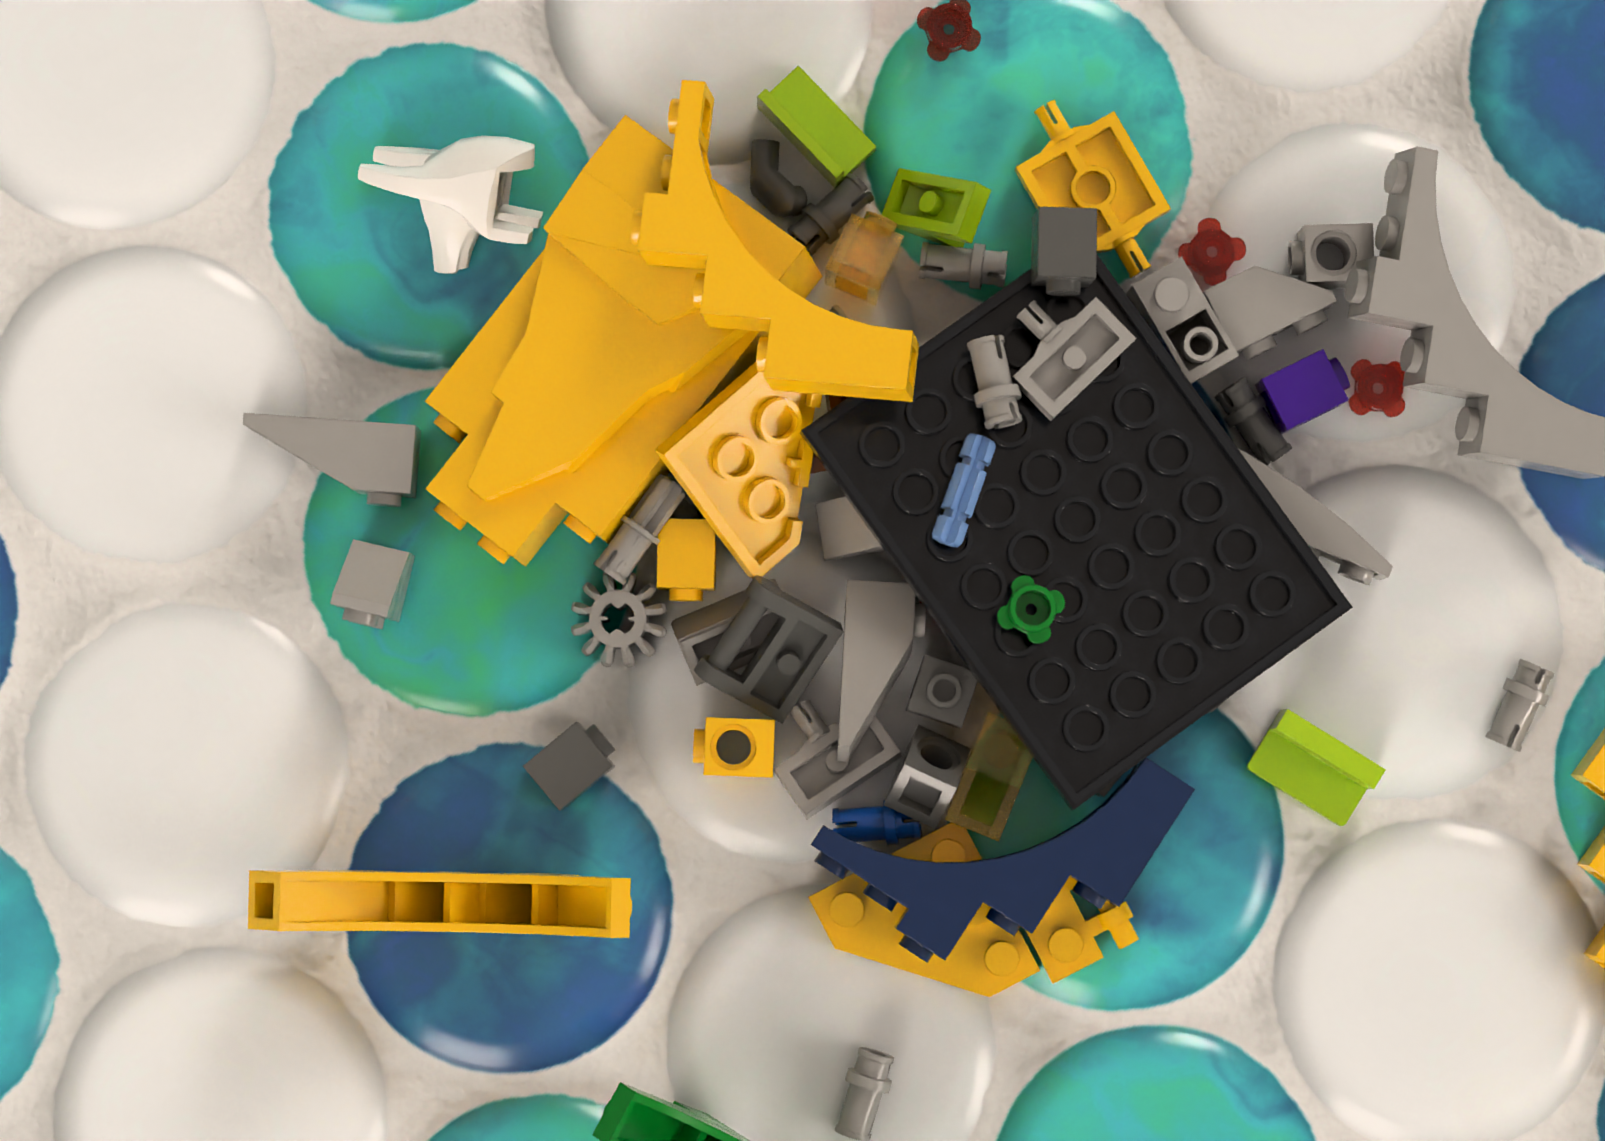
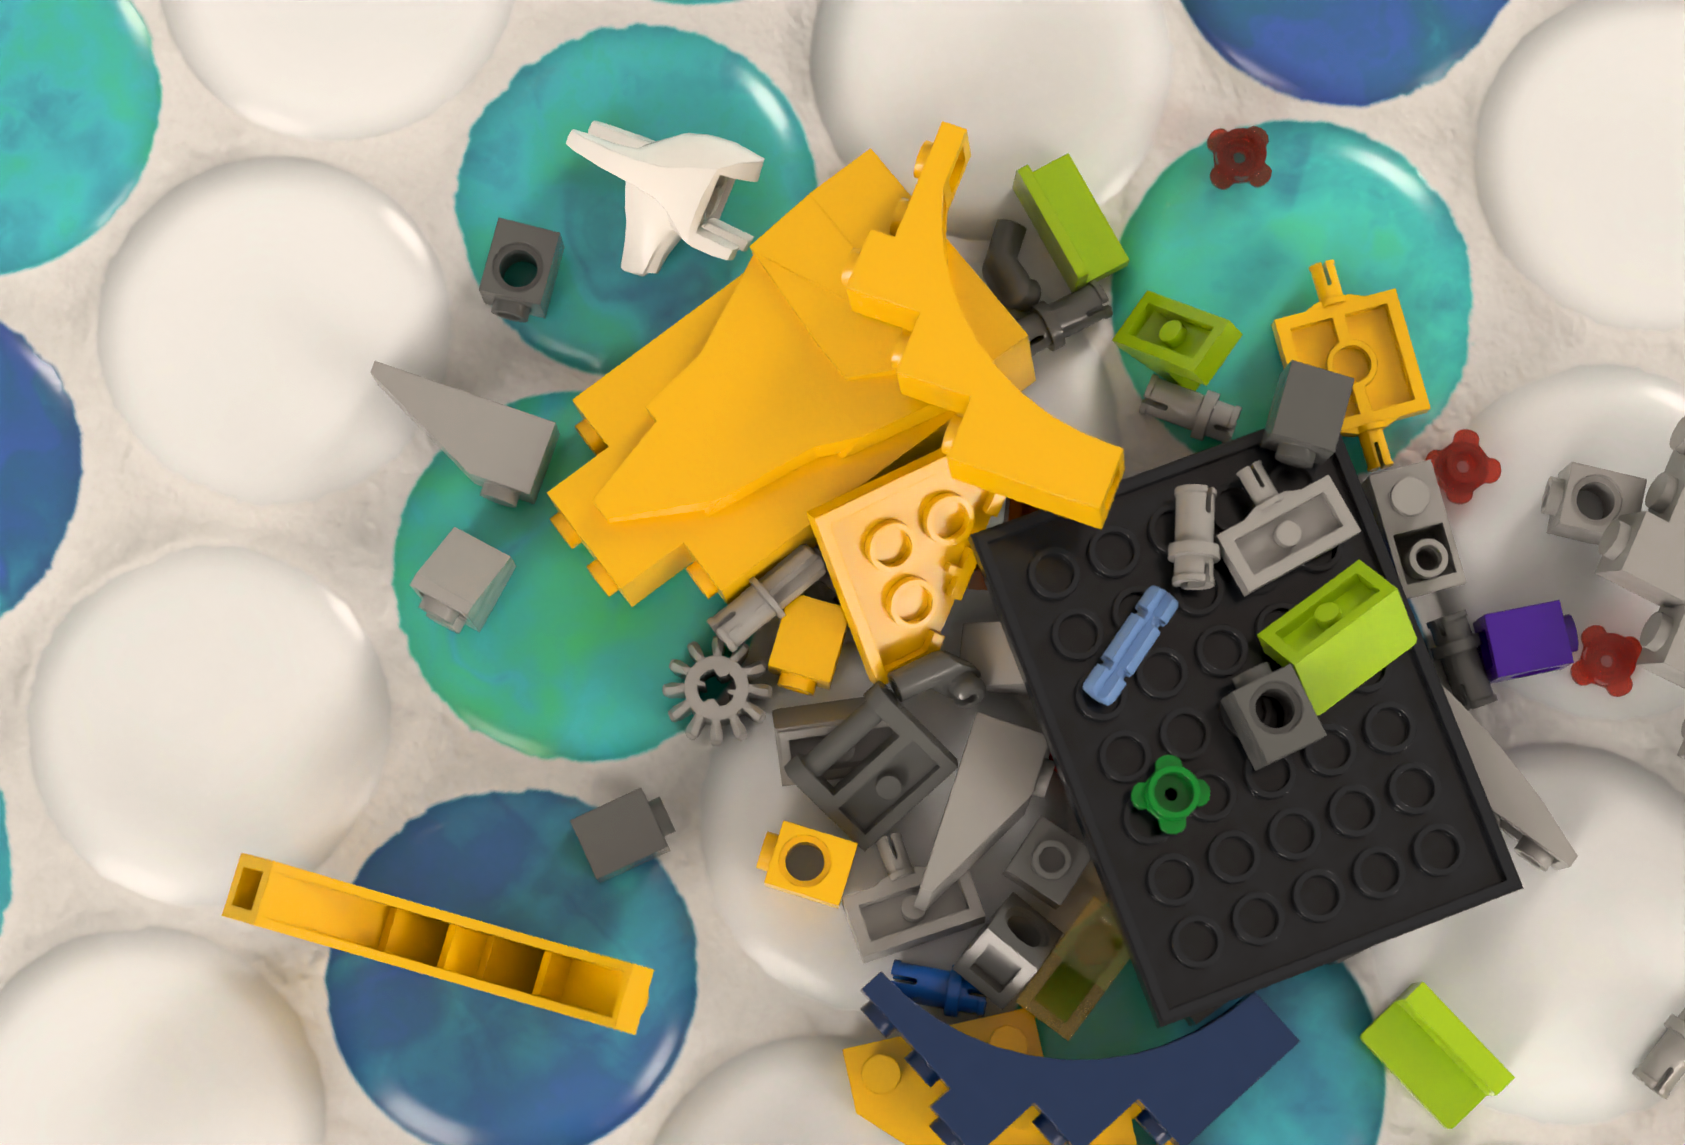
camera: 15 degrees right, 5 degrees down
(343, 272) = (521, 243): none -> dark grey brick
(809, 554) = (942, 673): none -> dark grey arm
(864, 256) = (1085, 373): clear yellow slope -> none
(1125, 525) = (1261, 742): none -> dark grey brick
(1141, 433) = (1341, 635): none -> lime panel
(1263, 304) = (1507, 537): light grey slope -> none

